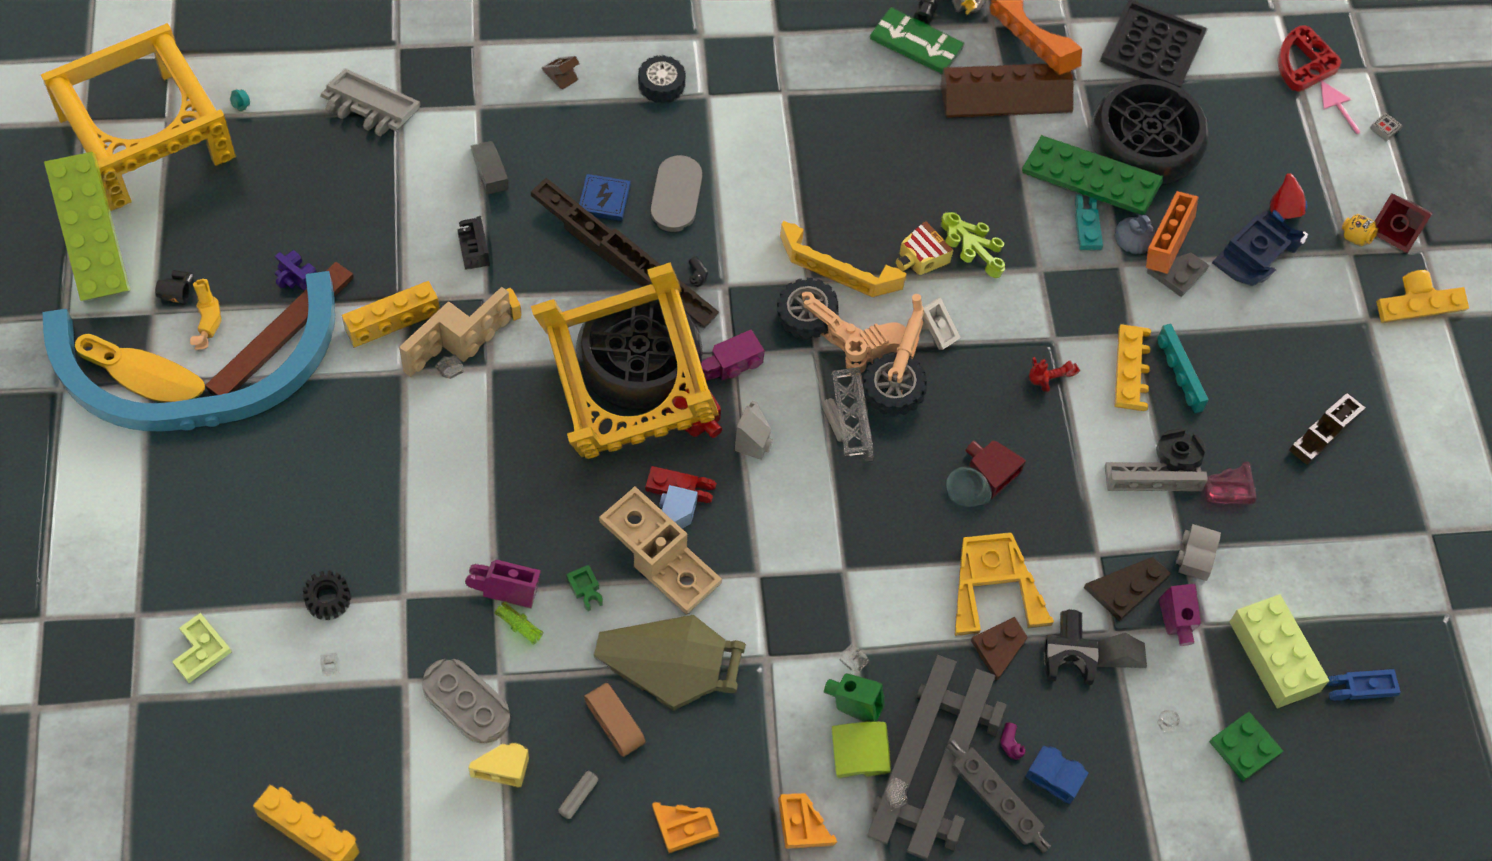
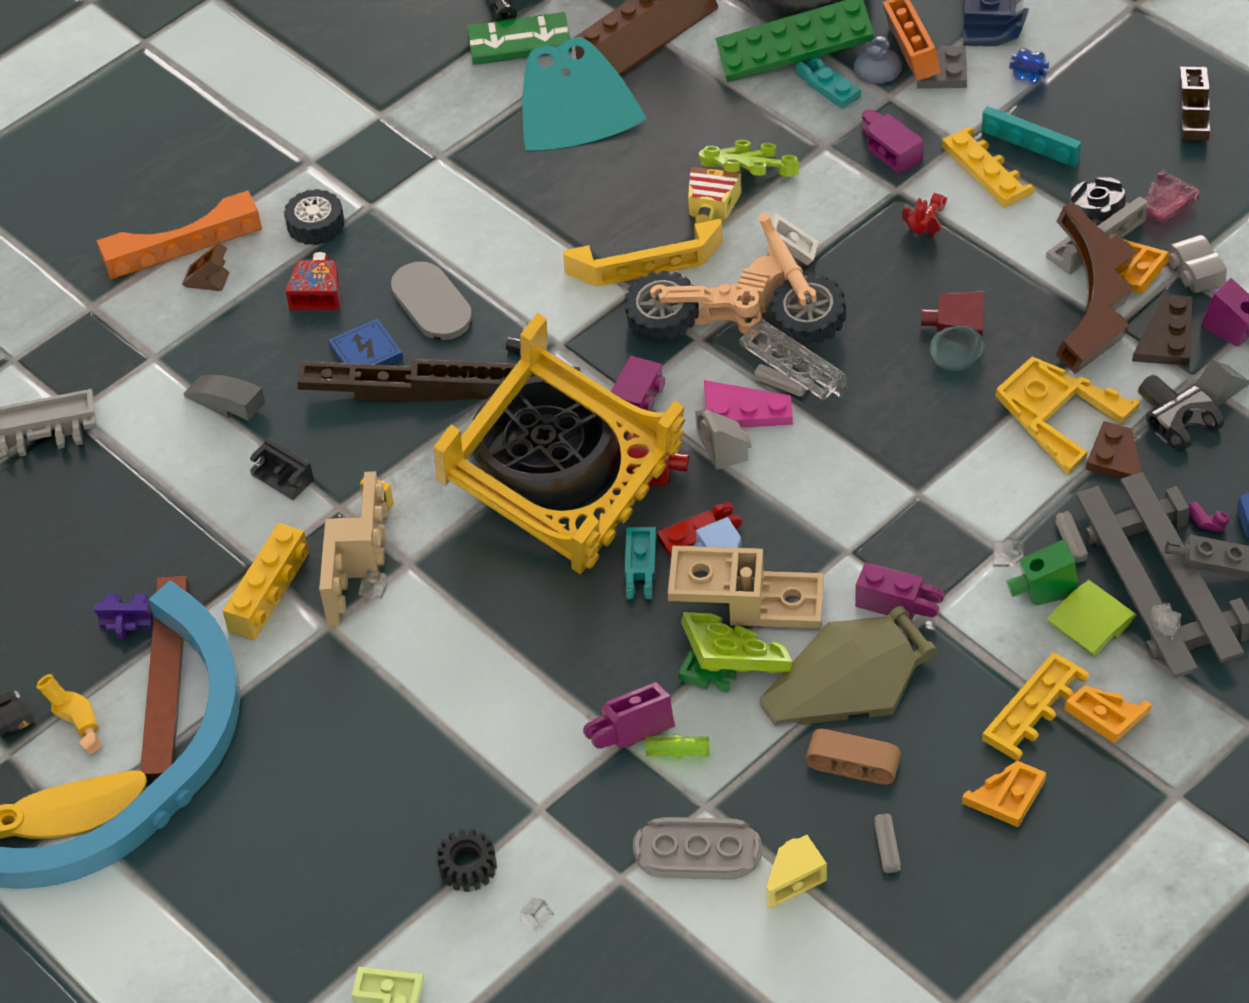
camera: 30 degrees left, 10 degrees down
(610, 42) = (130, 252): none -> orange arch
(614, 583) = (732, 649): none -> lime plate
(615, 128) = (314, 285): none -> red torso
(622, 477) = (640, 559): none -> teal hinge
(751, 628) = (885, 589): none -> magenta hinge
(761, 777) = (1033, 703): none -> yellow hinge
(794, 420) = (748, 405): none -> dark pink wing
(903, 120) = (574, 107): none -> teal piece
(908, 682) = (1072, 536): none -> light grey axle
(1084, 300) = (892, 141): none -> magenta hinge
(1128, 501) = (1107, 290): none -> reddish brown arch
(1157, 522) = (1144, 267): none -> light orange wing
(1237, 313) = (1029, 65): none -> clear blue piece

